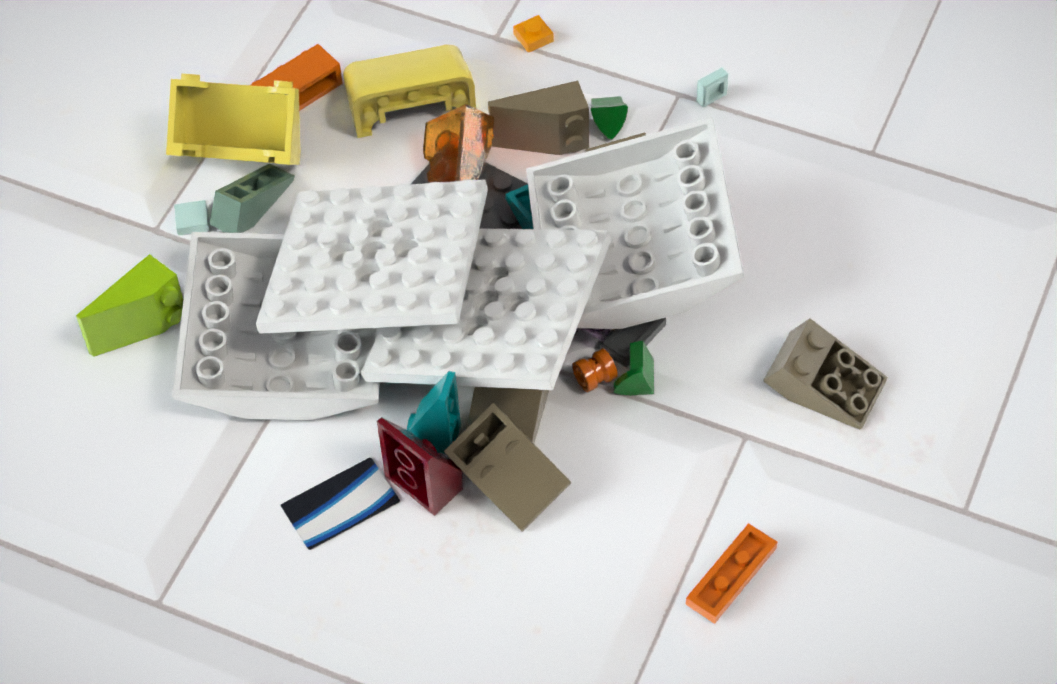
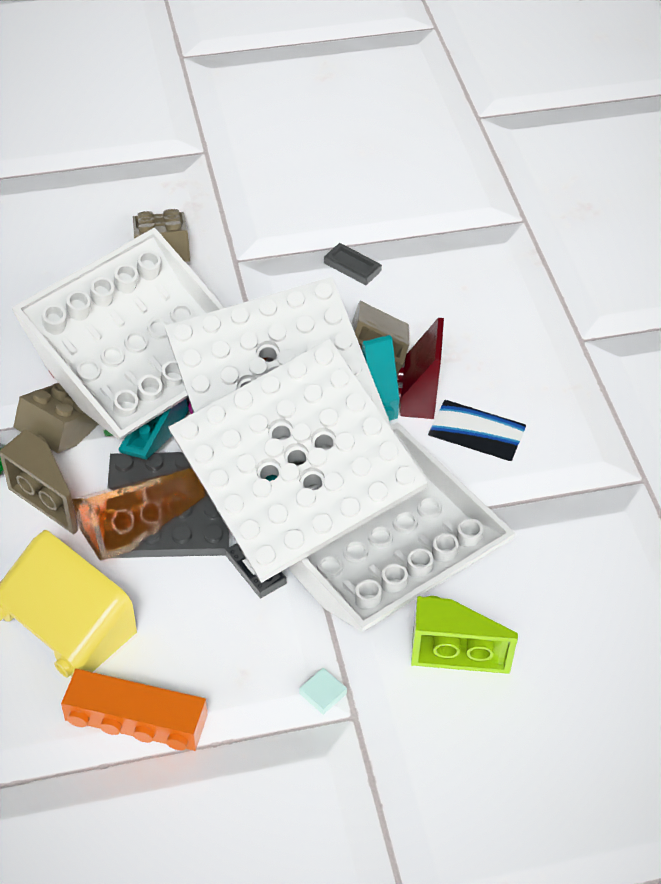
camera: 130 degrees left, 5 degrees down
(234, 121) = (201, 650): light yellow windscreen -> none
(246, 200) = (273, 649): sand green slope -> none
(653, 538) = (352, 264): none -> dark grey tile
(731, 573) = (345, 216): orange plate -> none

